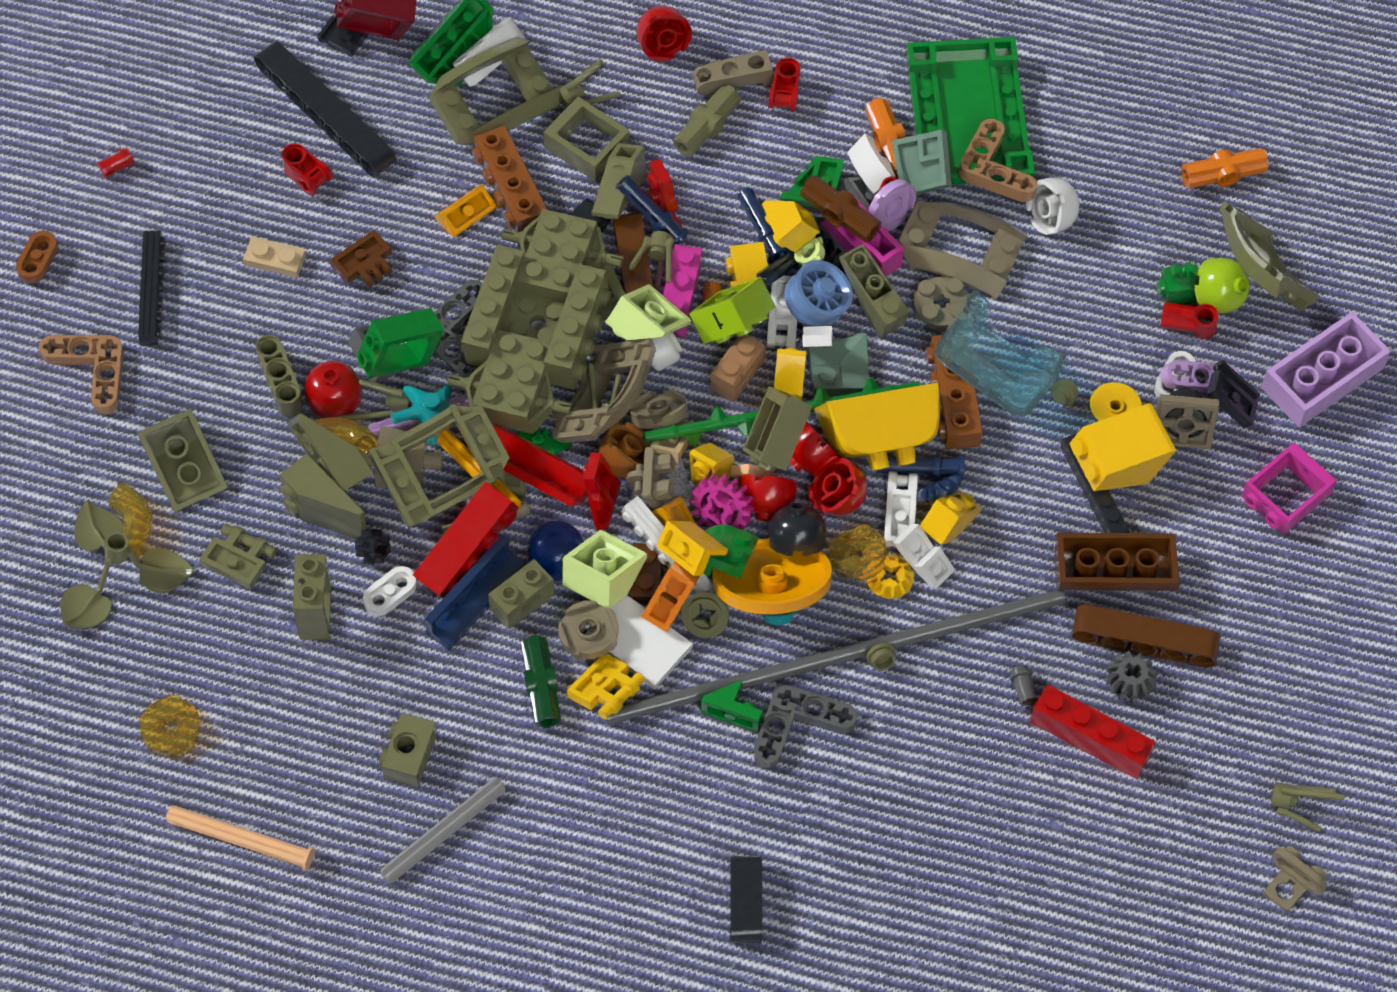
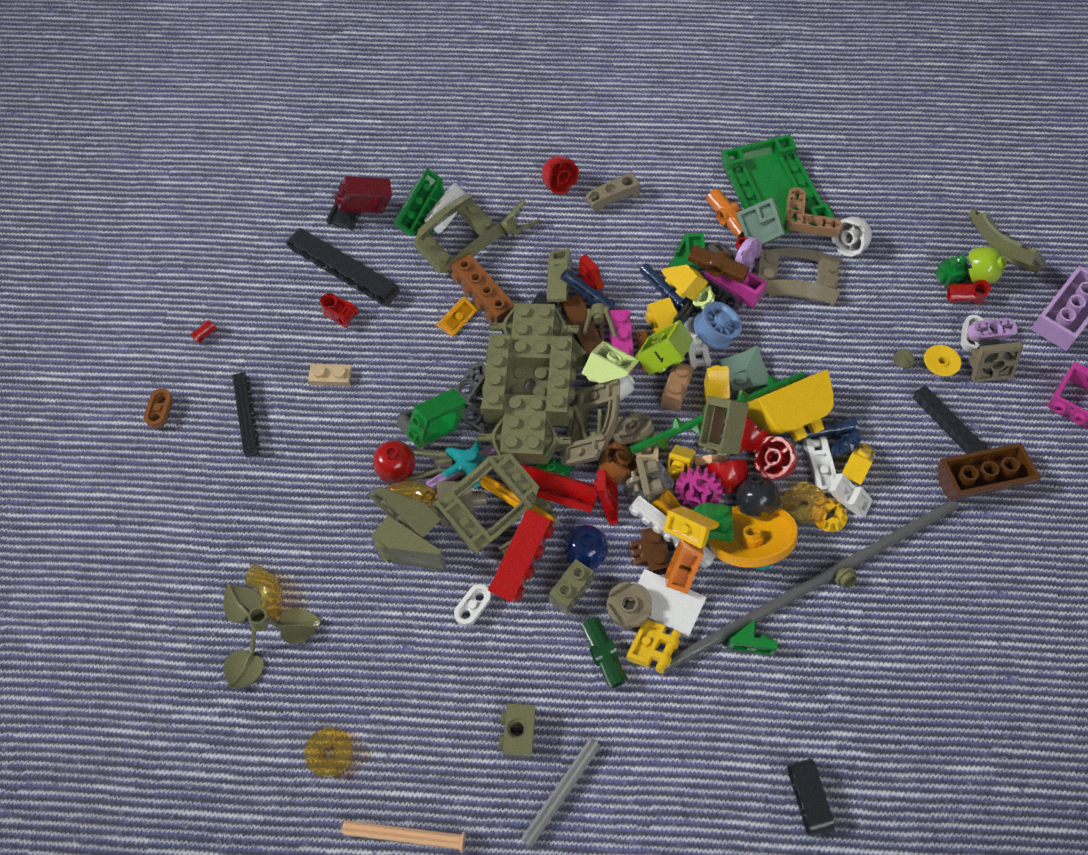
camera: 10 degrees left, 0 degrees up
(95, 356) = (215, 472): medium nougat beam -> none
(182, 460) = (294, 537): olive slope -> none
(233, 562) = (350, 608): olive plate -> none
(278, 364) = (350, 451): olive beam -> none
(312, 597) = (416, 624): olive window -> none
(363, 259) = (394, 364): reddish brown hinge -> none
(372, 547) = (451, 574): black gear -> none
(469, 597) = (535, 595): dark blue fence -> none
(568, 122) = (521, 265): olive window -> none
(602, 568) = (626, 555): yellowish green slope -> none
(700, 626) = (707, 582): olive gear -> none
(707, 120) = (604, 225): olive piece -> none
(785, 89) = (649, 192): red piece -> none
(789, 713) = (792, 638): dark grey beam -> none
(817, 336) = (726, 354): white slope -> none
(869, 163) = (722, 232): white slope -> none
(874, 291) = (755, 316): olive slope -> none
(938, 289) = (794, 323): dark tan plate -> none
(958, 405) = (823, 355): dark orange brick -> none
(993, 362) = (870, 357): clear light blue windscreen -> none
(1024, 687) = (953, 576): dark grey pin -> none
(1092, 731) = (1018, 602): red brick -> none
(1123, 449) = (965, 389): yellow slope -> none
(1138, 679) = (1027, 553): dark grey gear -> none
(1146, 635) = (1025, 521): reddish brown beam -> none
(1224, 168) = (951, 191): orange piece -> none
(1234, 394) = (1018, 333): black plate -> none

